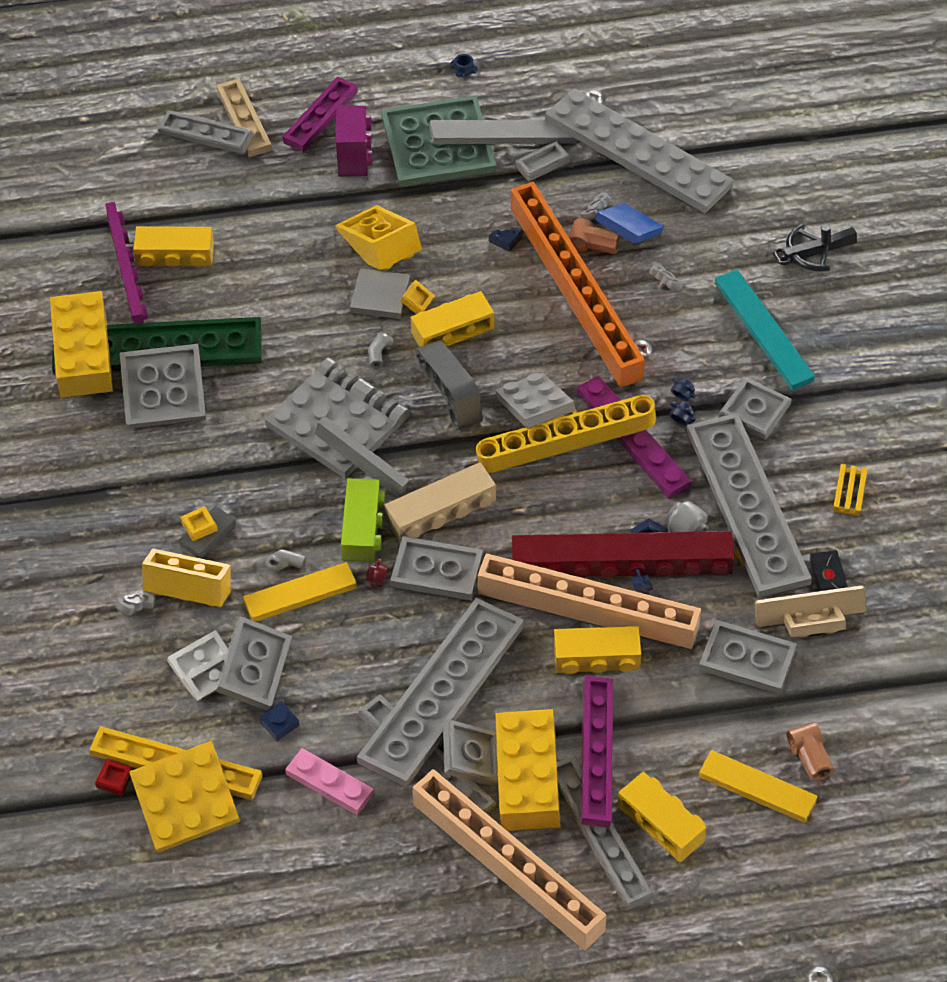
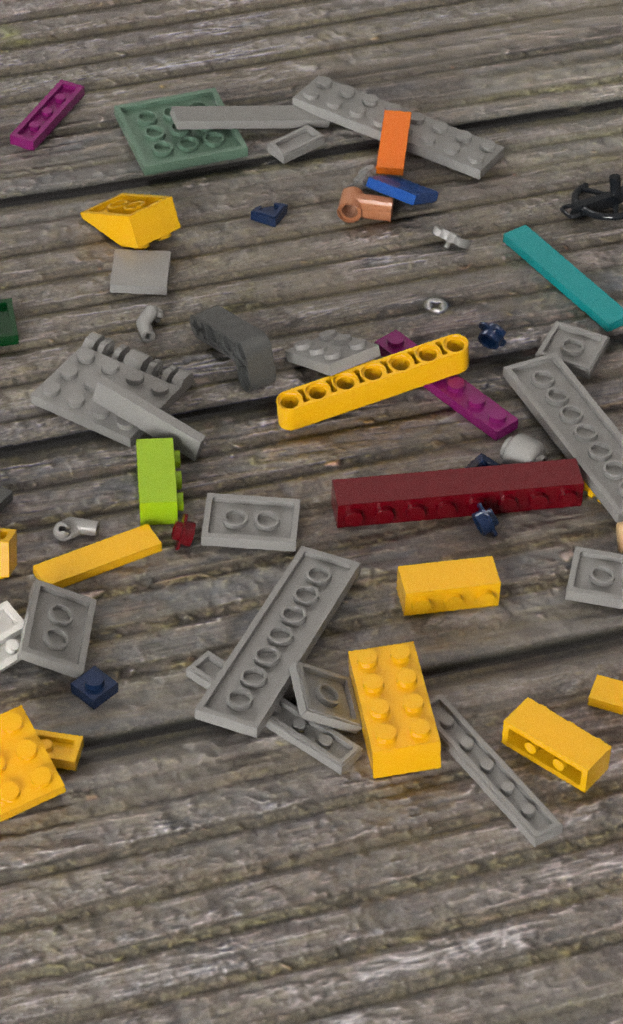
camera: 10 degrees left, 10 degrees down
(329, 781) = (163, 743): bright pink plate -> none
(353, 141) = (89, 131): magenta brick -> none
(417, 297) = (183, 271): yellow tile -> none
(440, 502) = (244, 458): tan brick -> none
(453, 321) = (229, 287): yellow brick -> none
(463, 65) = (195, 64): dark blue plate -> none
(509, 859) = (391, 801): light nougat brick -> none
(577, 285) = (359, 247): orange brick -> none
(588, 600) = (428, 536): light nougat brick -> none
(597, 752) = (469, 686): magenta plate -> none
(629, 172) = (393, 142): none -> orange tile
(682, 413) = (494, 357): dark blue plate -> none

